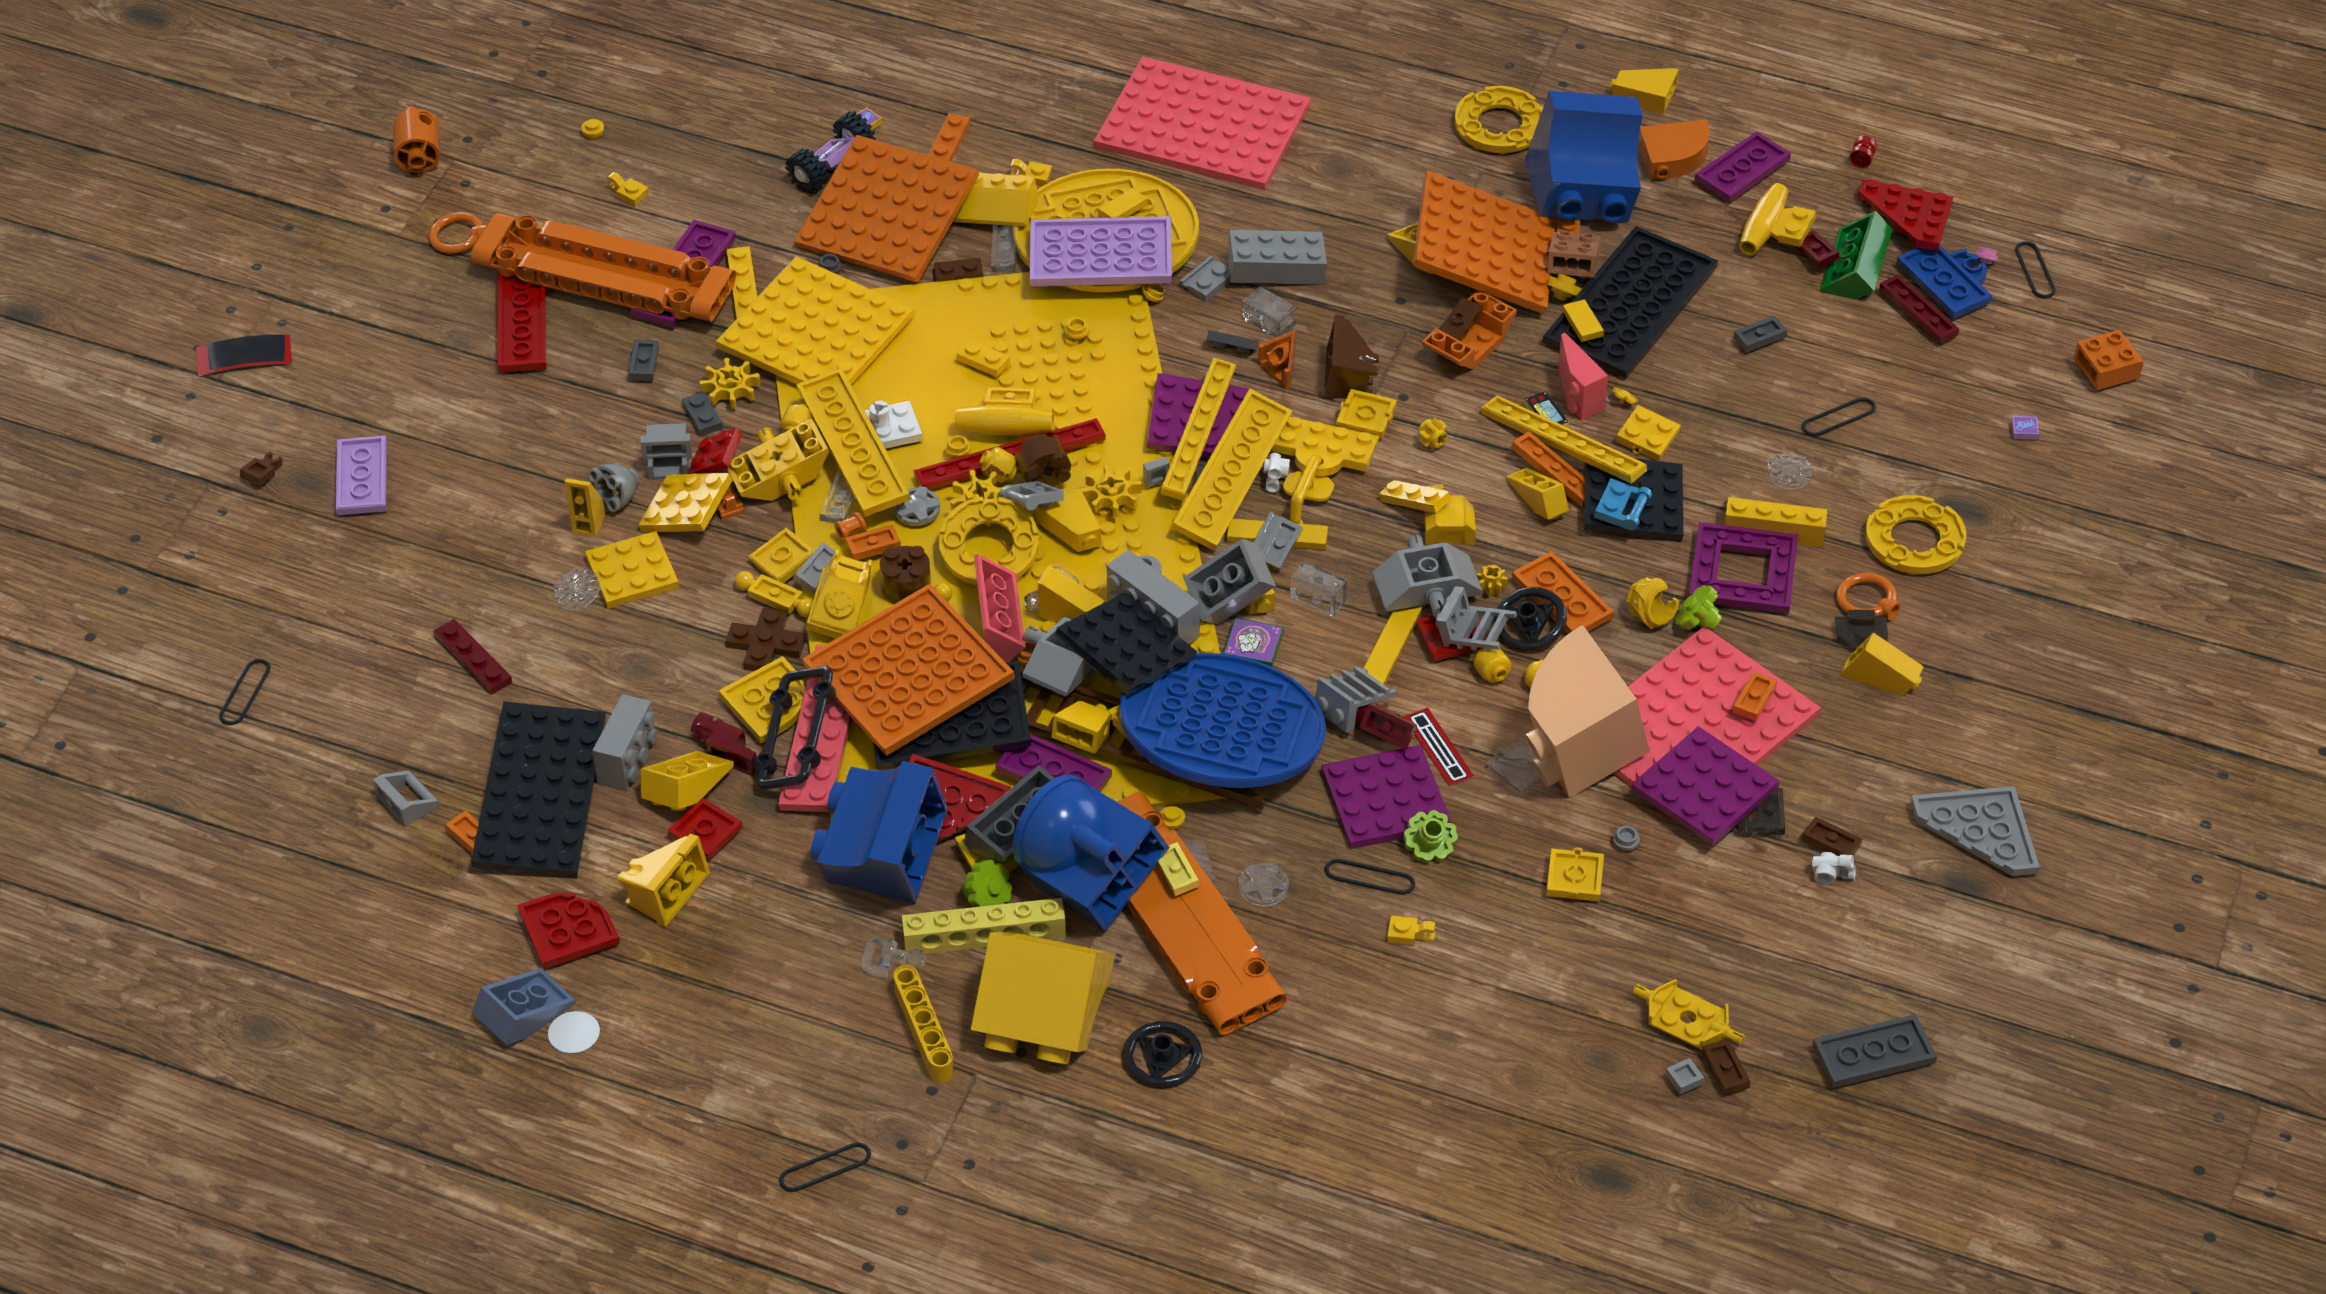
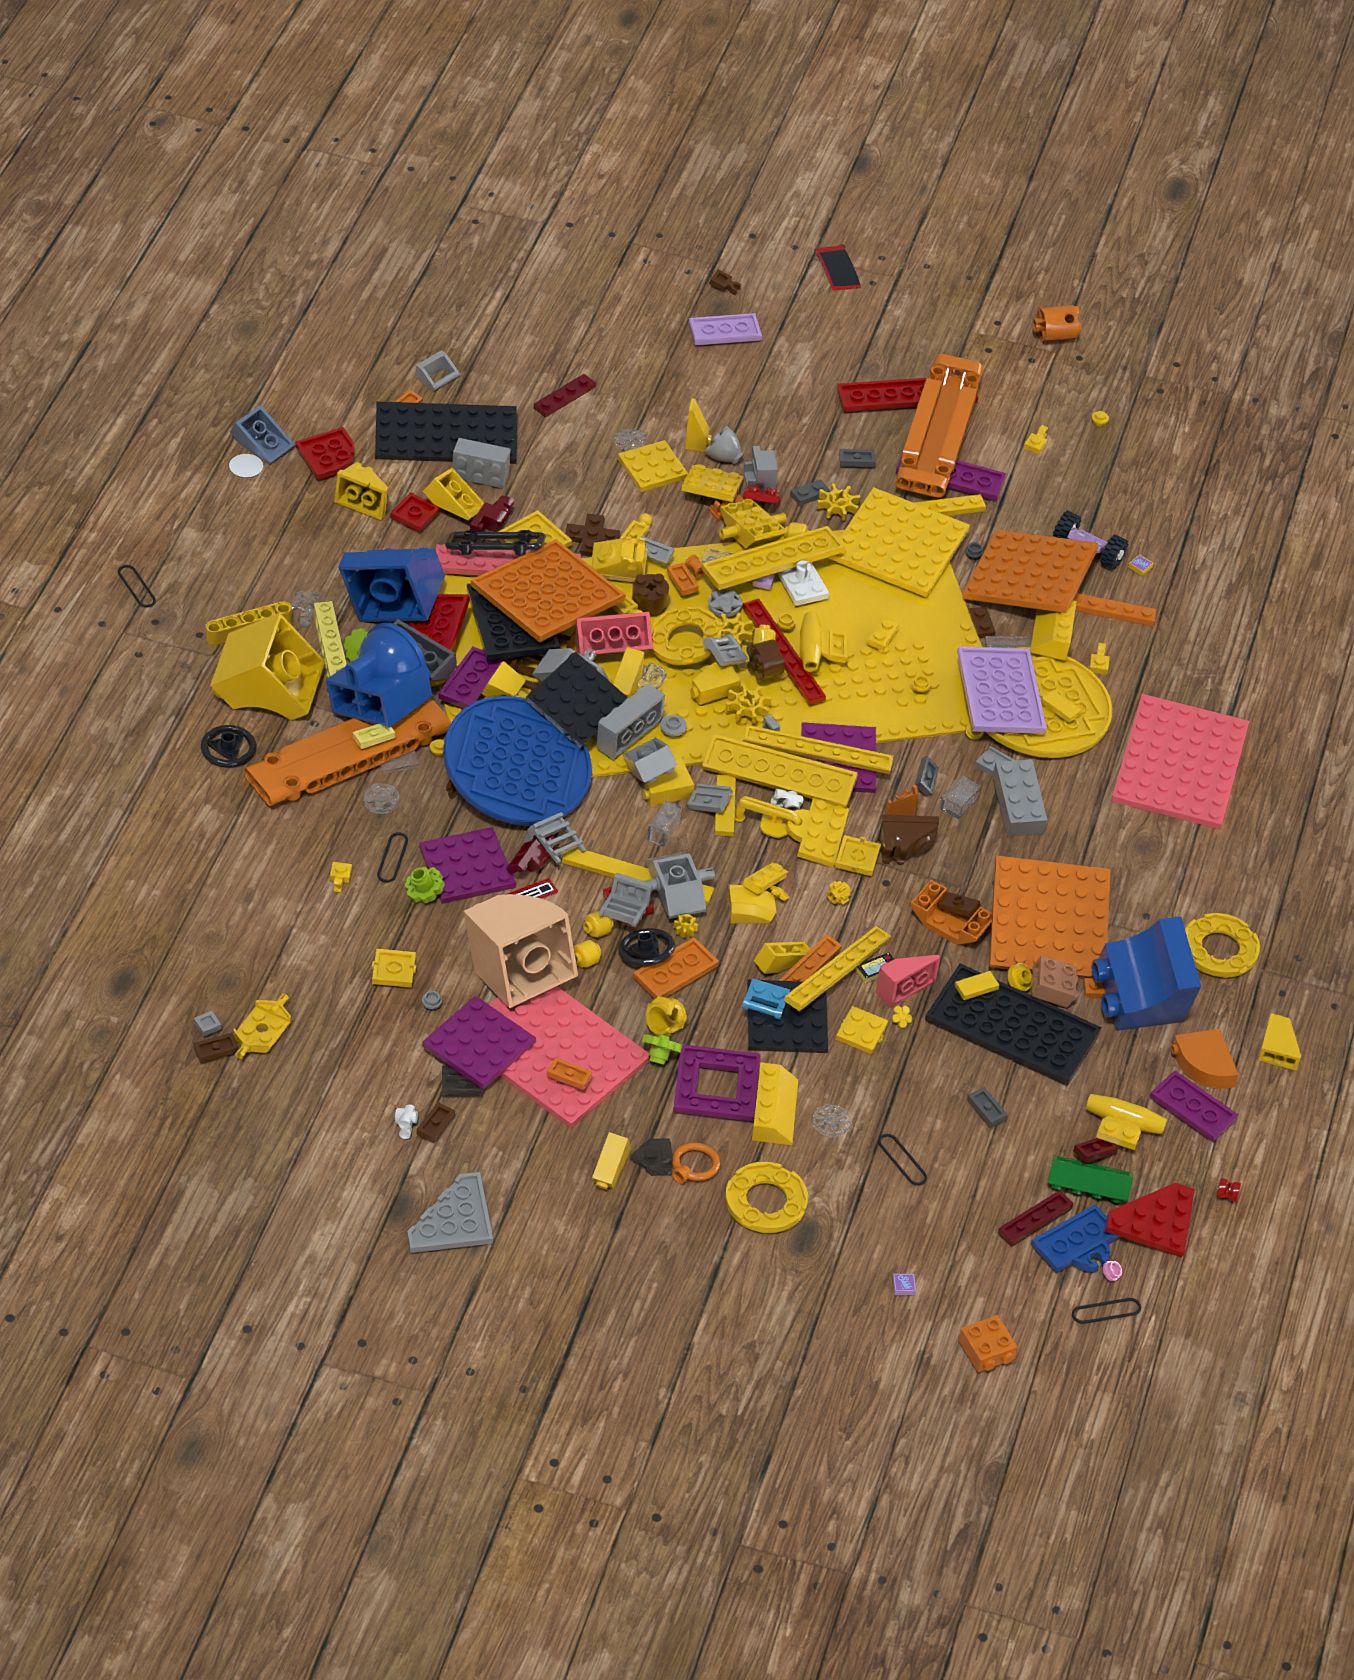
camera: 80 degrees right, 0 degrees up
(253, 695) = (527, 291): black piece -> none
(476, 232) = (973, 346): orange piece -> none
(781, 556) = (671, 535): yellow tile -> none
(1254, 640) = (612, 791): tile -> none
(1874, 1051) = (231, 1135): dark grey plate -> none

